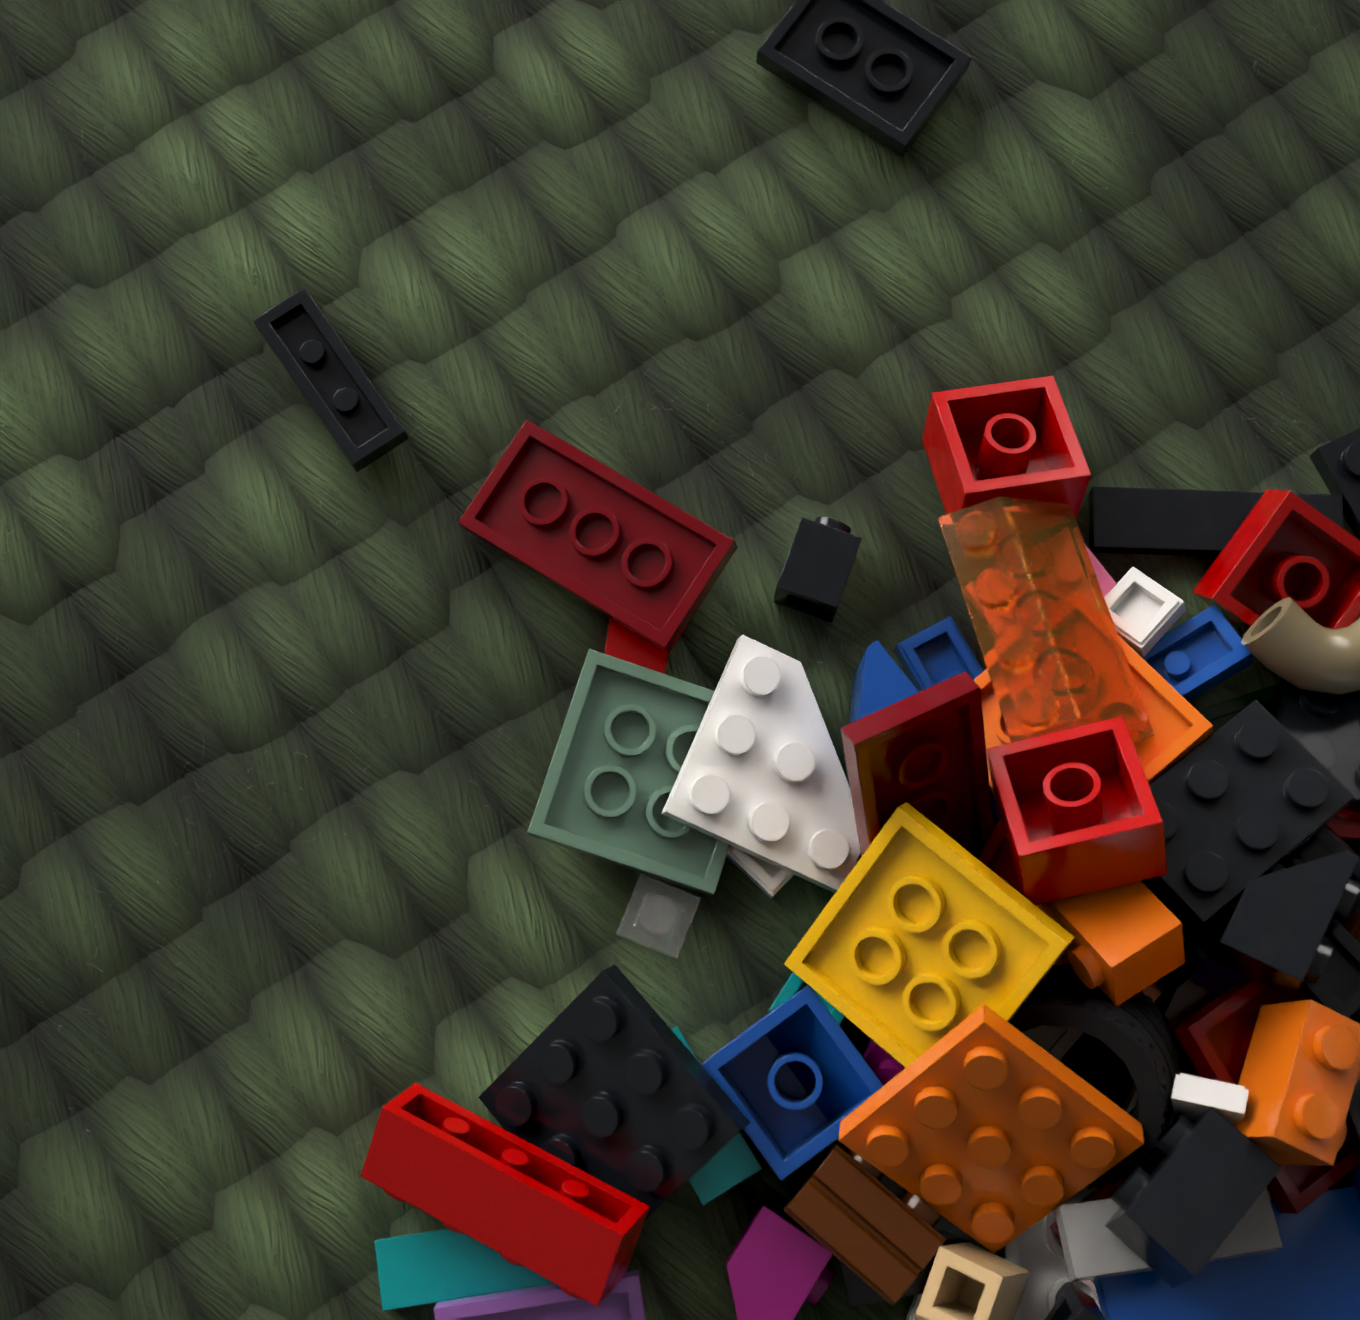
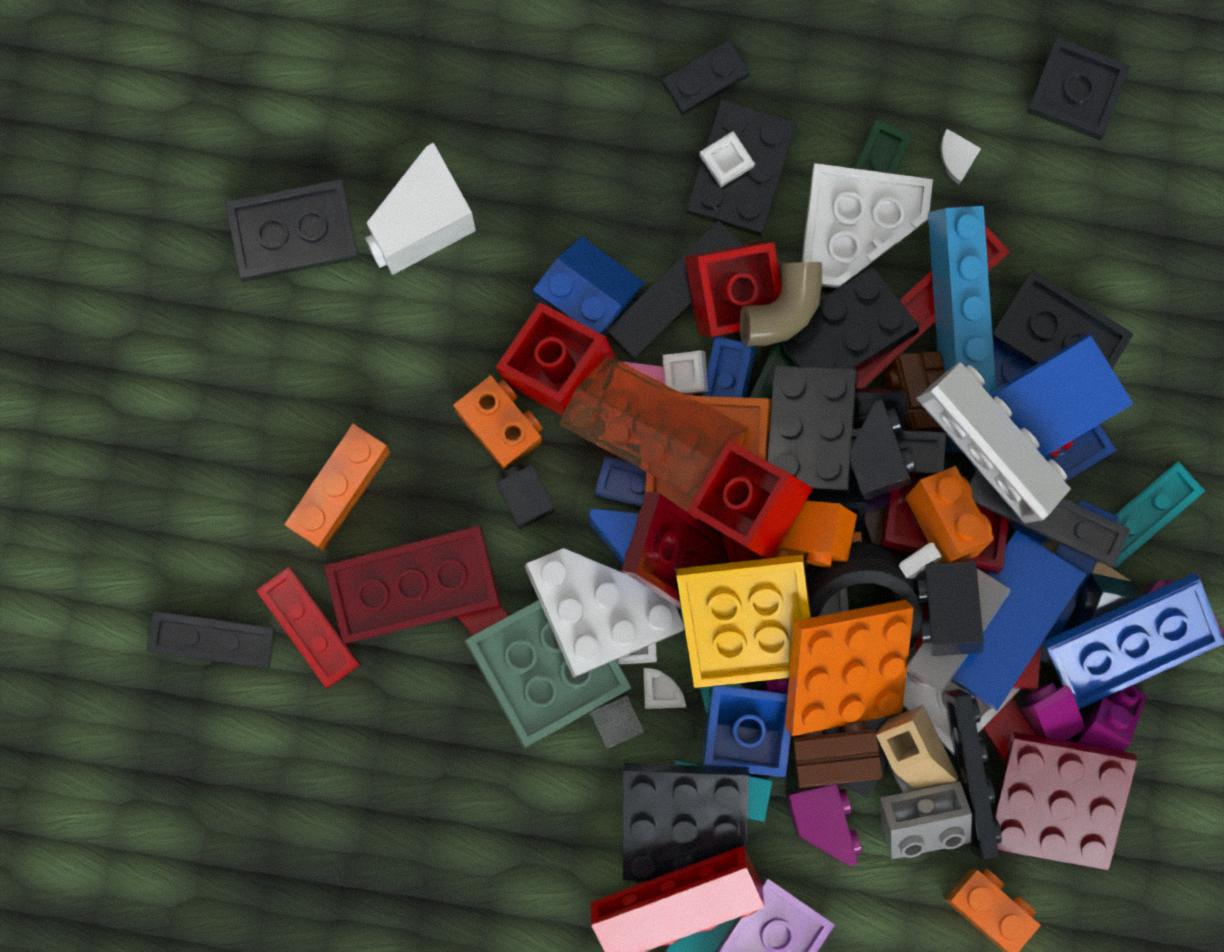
camera: 50 degrees left, 5 degrees up
(442, 472) = (308, 627): none -> red tile
(629, 356) = (337, 487): none -> orange brick
(744, 934) = (661, 691): none -> white tile
(872, 462) = (498, 422): none -> orange brick
(1014, 161) = (419, 215): none -> white slope
(1122, 418) = (588, 286): none -> blue slope

